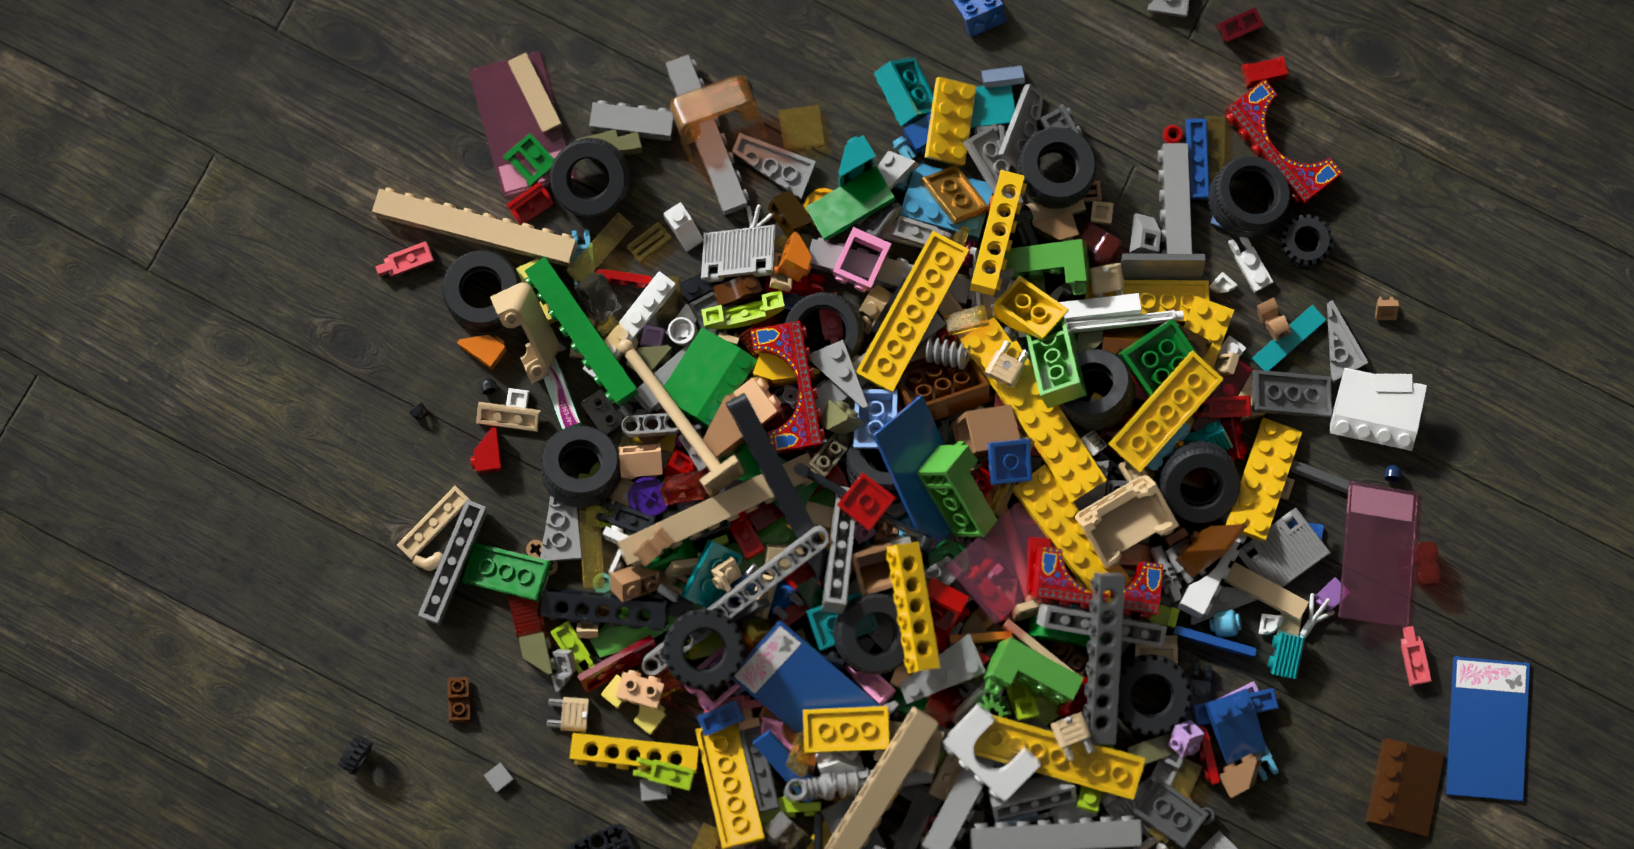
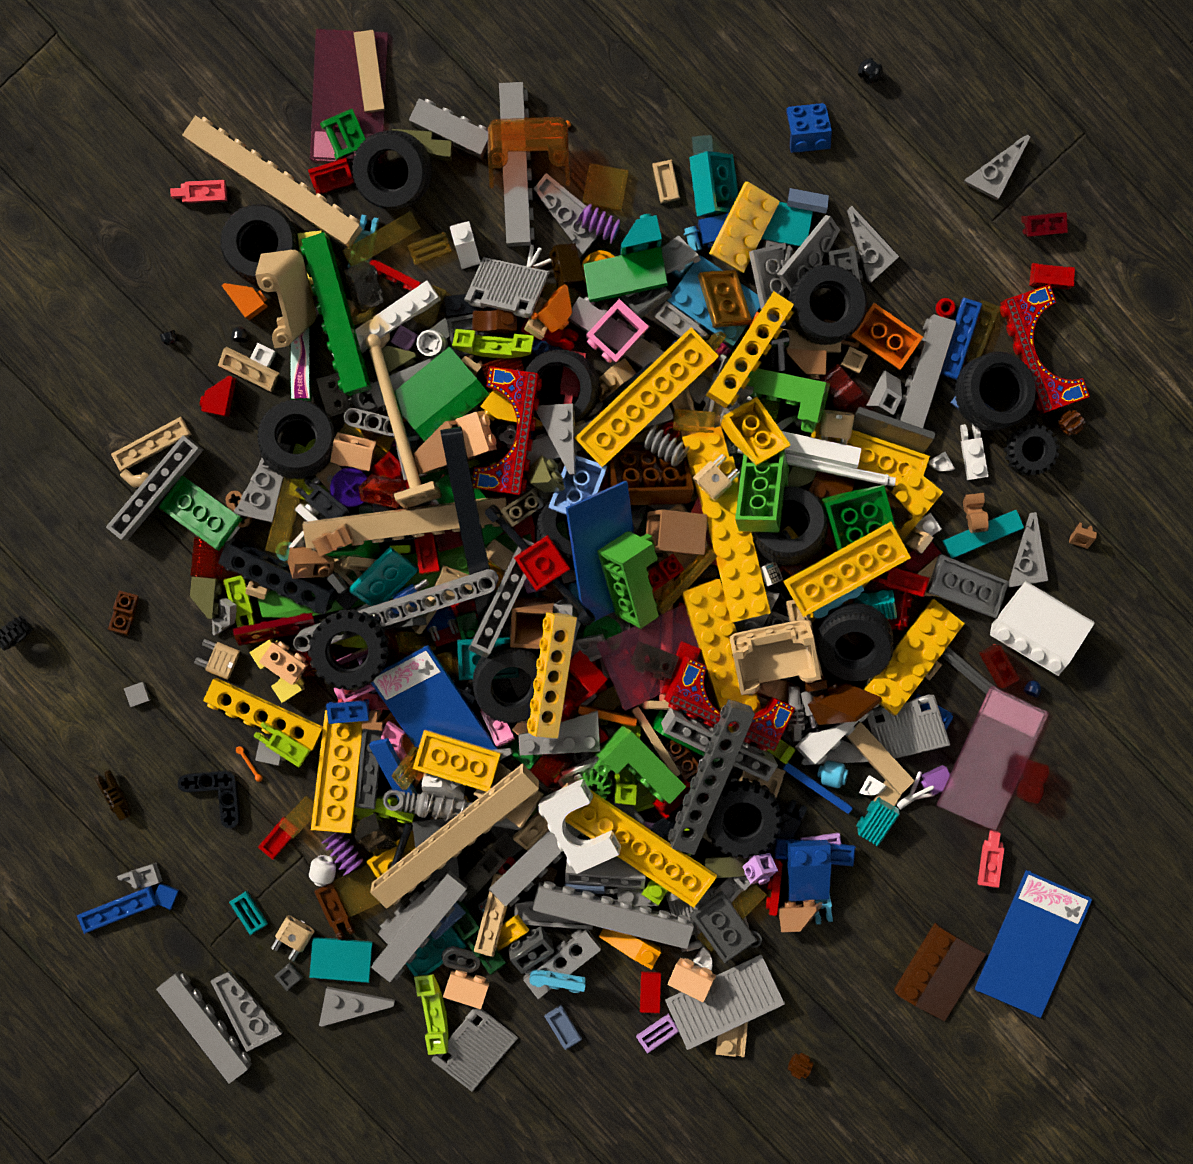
camera: 20 degrees right, 10 degrees up
(621, 800) = (240, 750): none -> orange hinge
(725, 574) = (395, 582): tan bracket -> none
(808, 162) = (599, 223): none -> medium lavender piece
(858, 103) = (666, 181): none -> tan tile
(881, 57) = (702, 144): none -> clear light blue tile
(1008, 563) = (654, 660): none -> clear smoke brick
(1009, 461) = (687, 568): blue tile -> none
(1071, 731) = (658, 832): tan piece -> none
(1082, 102) = (873, 250): none -> light grey wing
(1125, 179) = (887, 336): none -> orange slope
(1335, 203) = (1071, 422): none -> reddish brown gear
(1350, 461) = (999, 666): none -> clear red brick
(1393, 382) = (1065, 610): white sticker -> none

